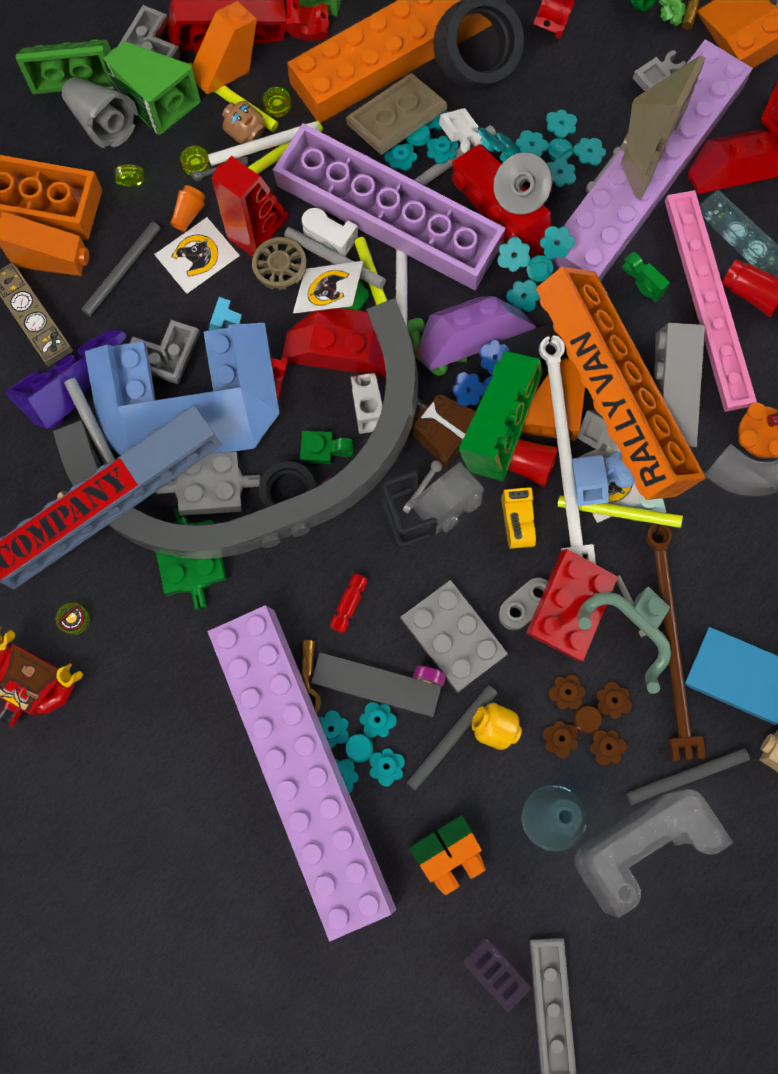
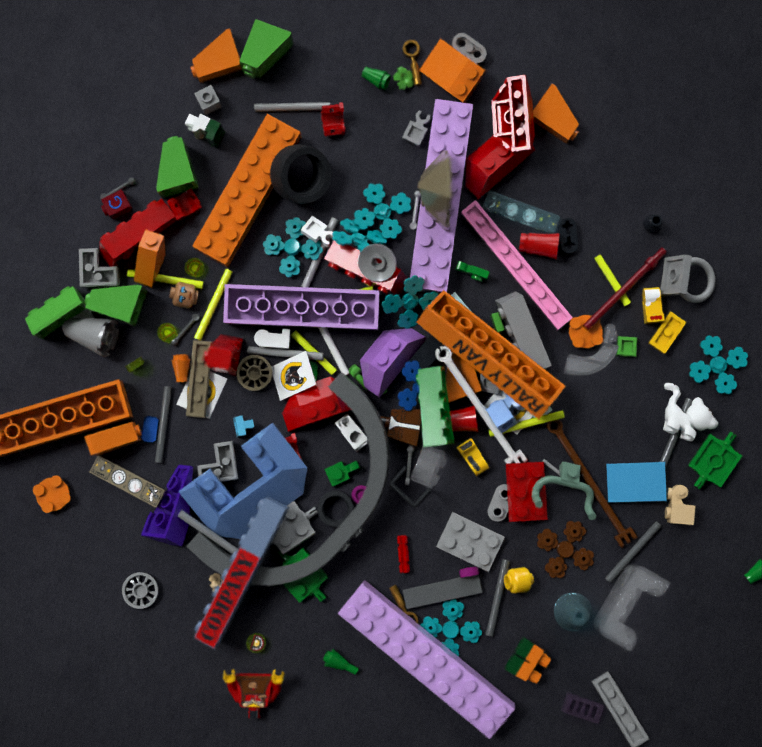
camera: 25 degrees left, 10 degrees up
(101, 266) = (150, 429): none -> blue piece
(168, 703) = (335, 660): none -> green cone
(194, 246) = (198, 381): none -> dark tan tile
(256, 145) = (203, 302): white bar -> none
(396, 113) = (272, 240): dark tan tile -> none
(647, 352) = (497, 322): none -> bright green tile

